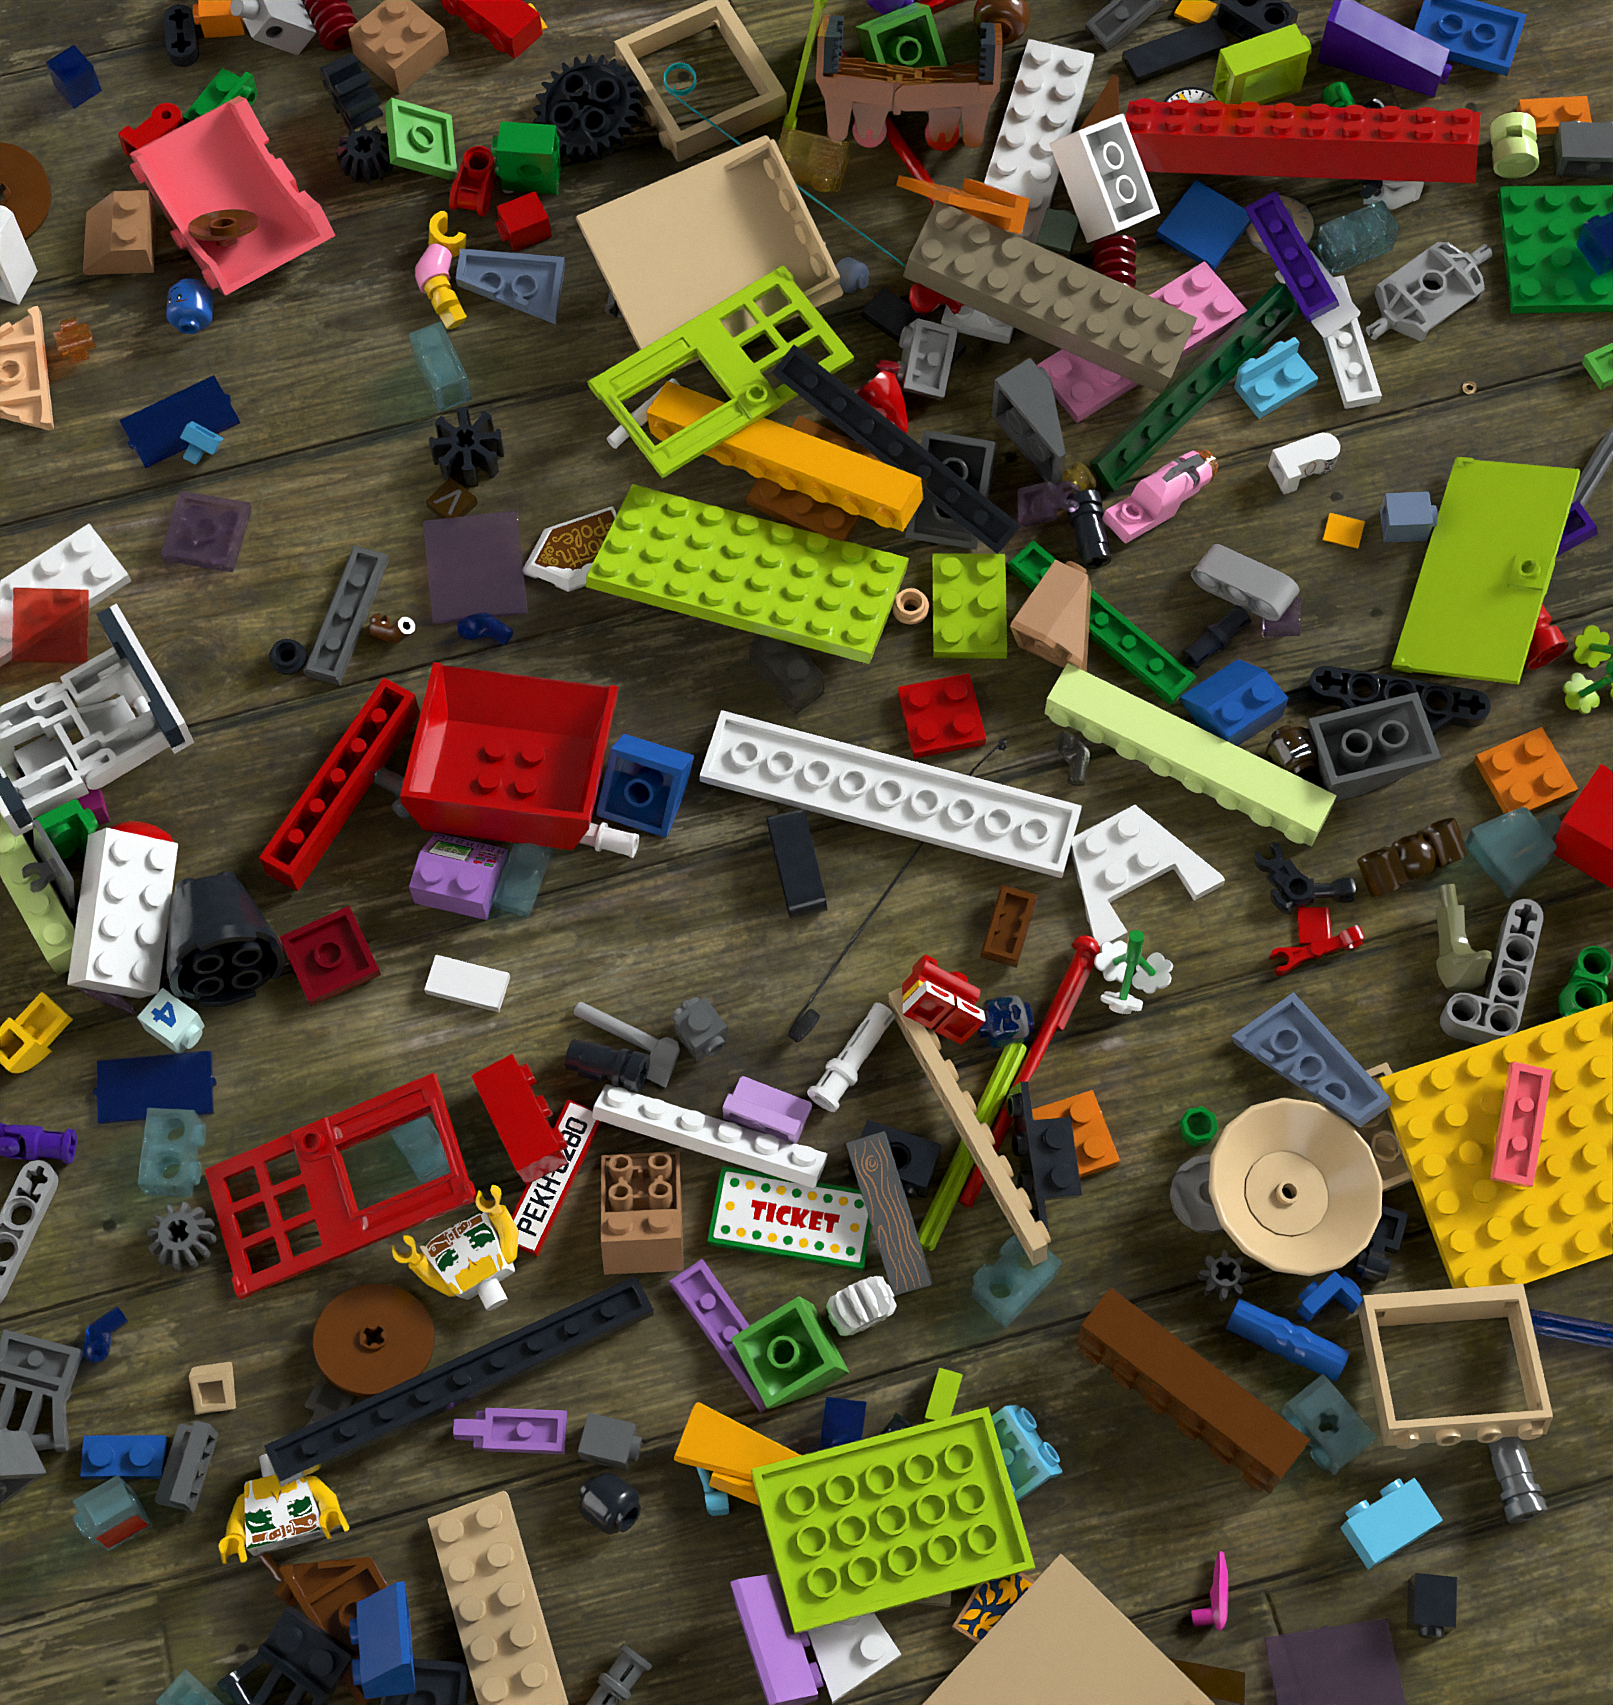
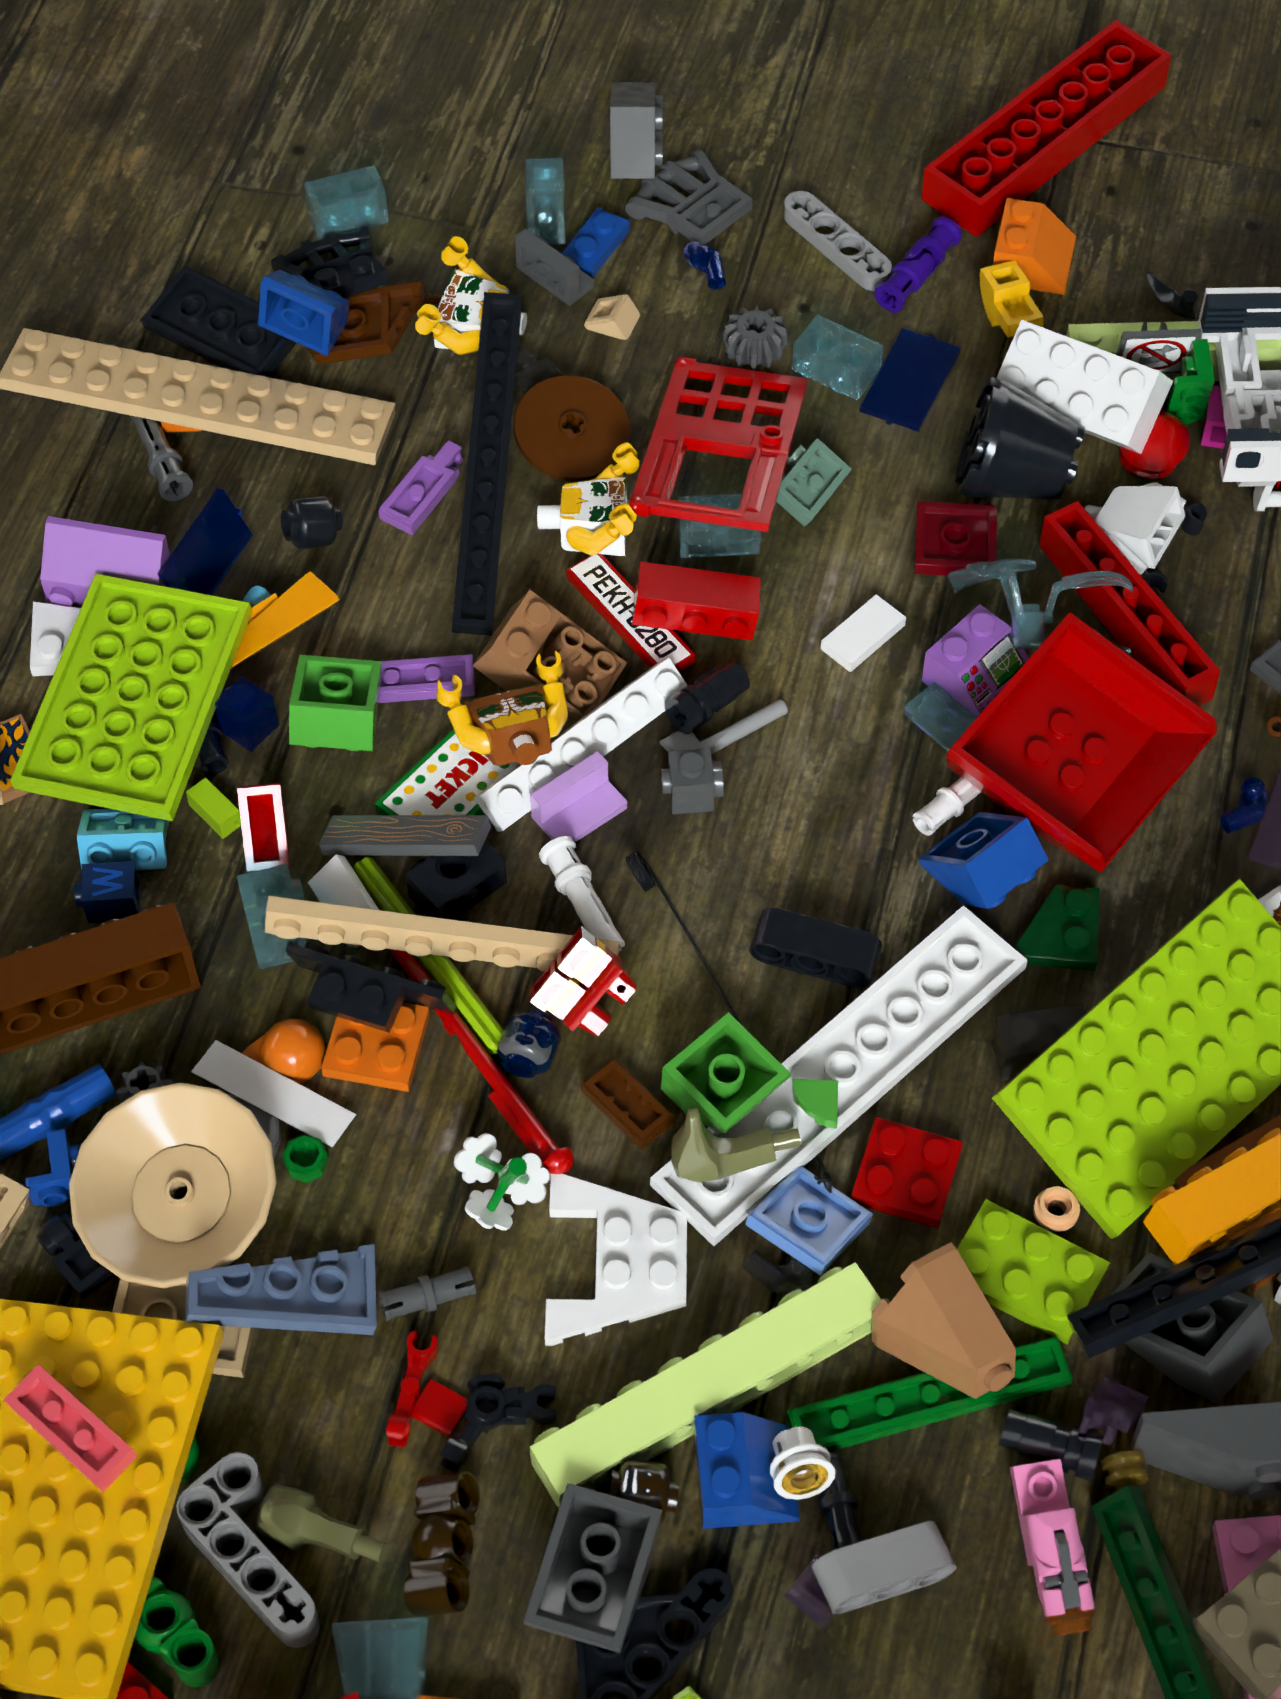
camera: 120 degrees right, 10 degrees down
(171, 1022) = (955, 401): light aqua brick -> none
(244, 814) = (1144, 522): none -> white torso
(325, 1096) = (810, 480): none -> sand green bracket
(414, 834) = (1026, 619): none -> clear light blue plant
(609, 1442) = (363, 545): dark grey brick -> none
(670, 705) = (1064, 930): none -> dark green wing
(703, 1567) = (207, 547): none -> clear blue piece
(737, 1183) = (511, 723): none -> torso
(861, 1305) = (337, 773): white gear -> none
(932, 787) = (818, 1100): none -> bright green tile
(944, 1334) = (263, 826): none -> red slope
(955, 859) = (722, 1075): none -> bright green slope
(967, 1232) = (341, 886): none -> white tile
(1031, 754) = (809, 1220): none -> medium blue tile
(1032, 836) = (704, 1157): none -> olive animal
(1075, 1425) = (108, 891): none -> dark blue brick
(1127, 1203) = (290, 1049): none -> orange cap
(1162, 1183) = (273, 1093): none -> white sticker
(1213, 661) = (800, 1464): none -> white piece
(1244, 977) = (426, 1293): none -> dark grey pin

